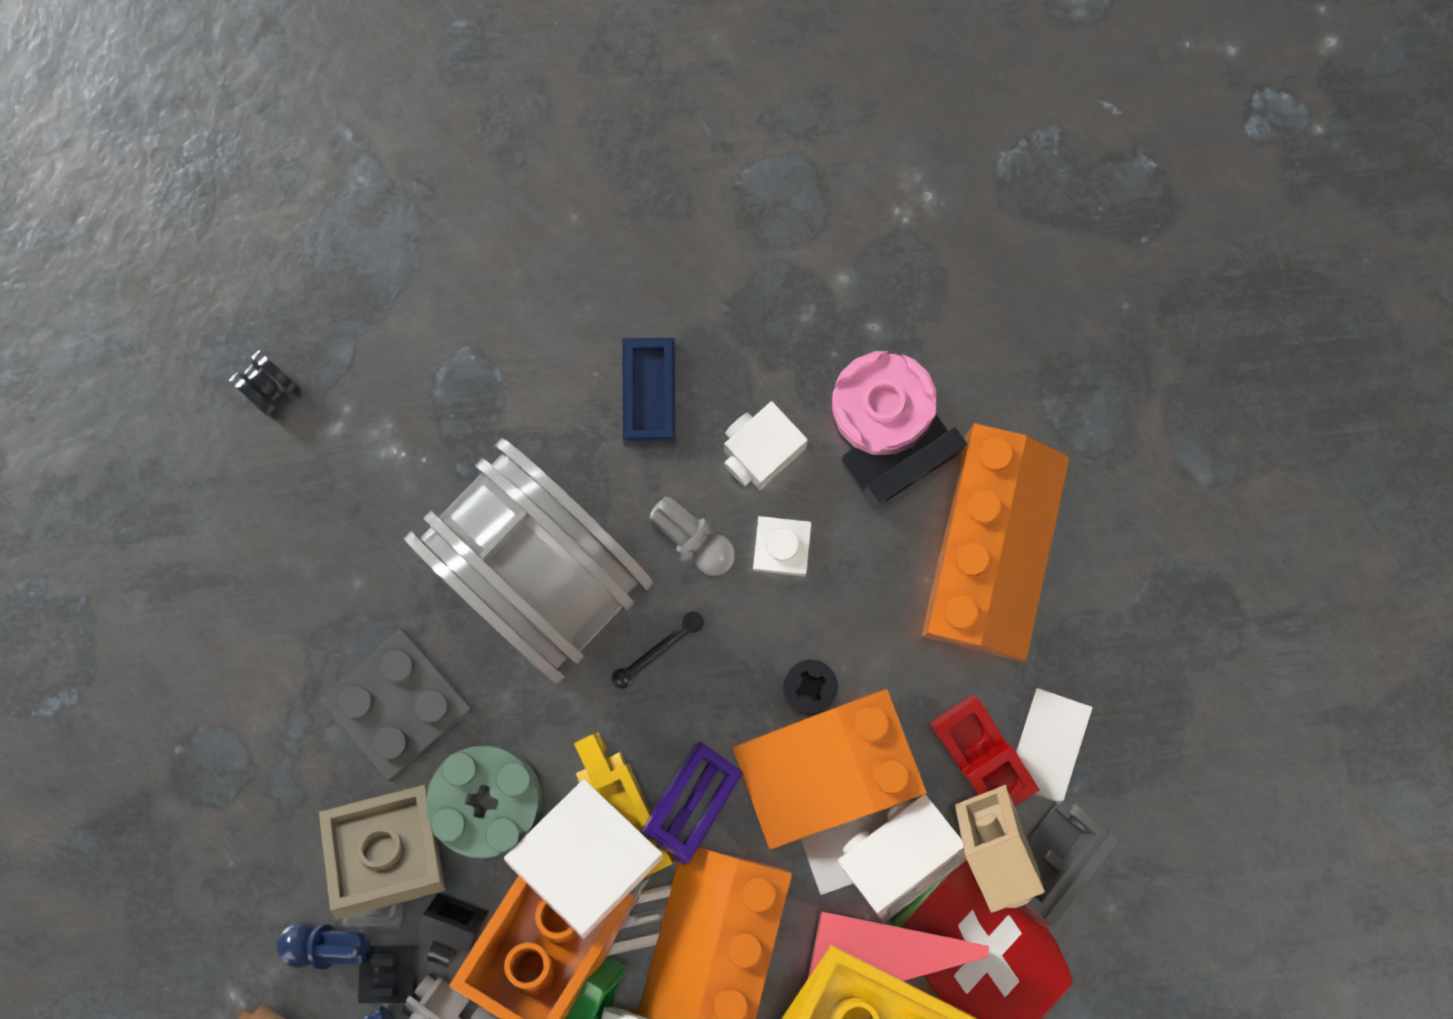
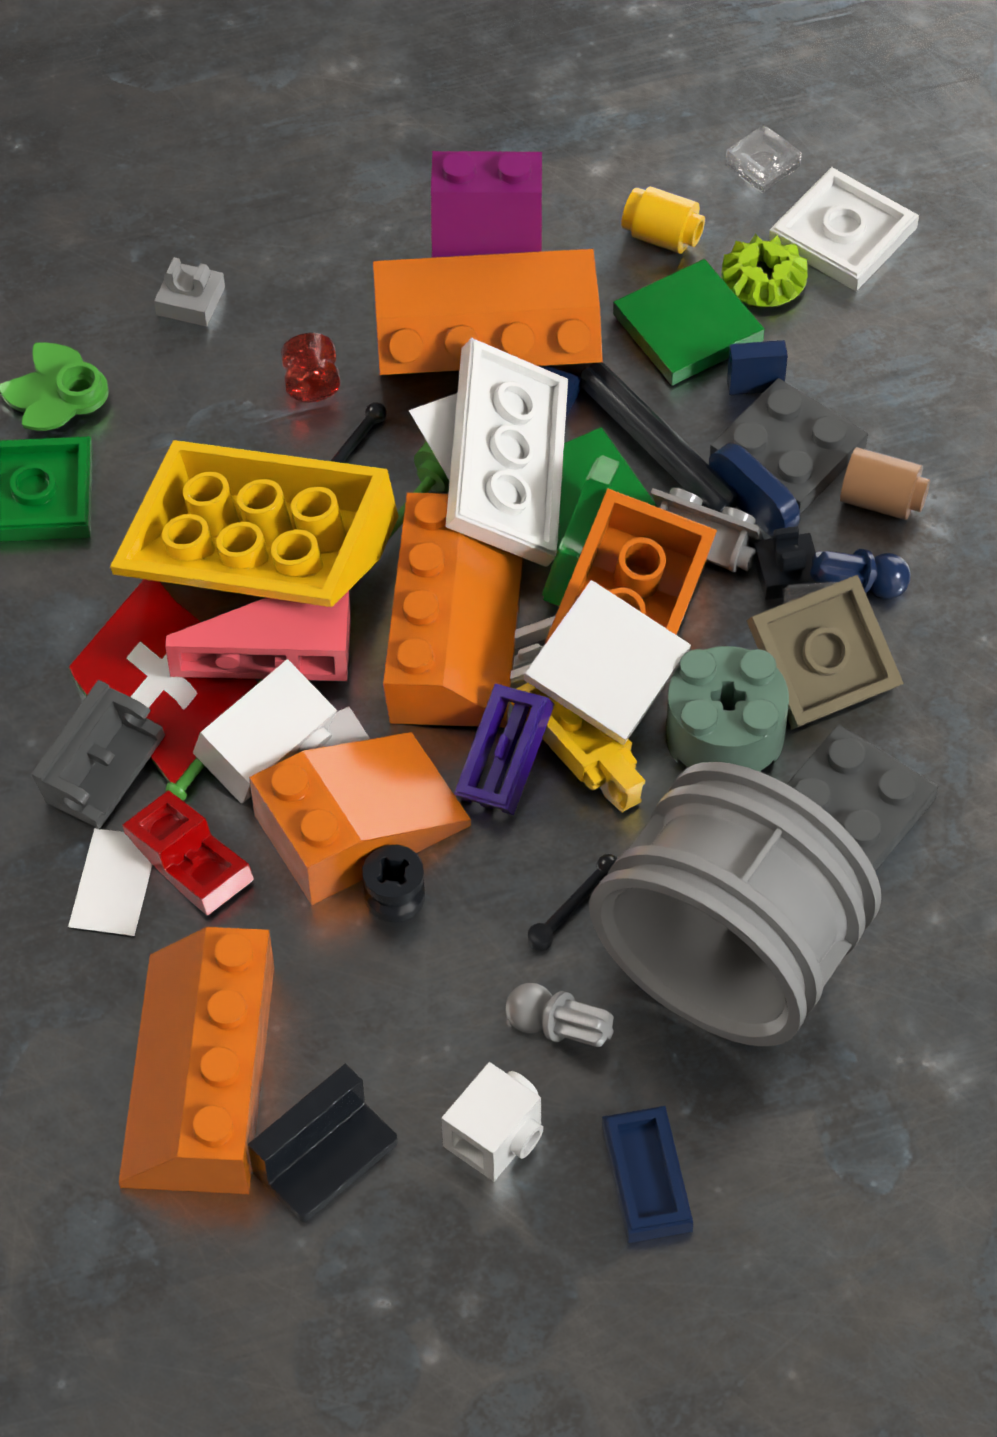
camera: 170 degrees right, 25 degrees down
(451, 927) = (729, 603): black tile -> none
(782, 546) = (452, 1028): white plate -> none
(884, 403) = (355, 1202): bright pink tile -> none
(998, 850) = (166, 735): tan slope -> none

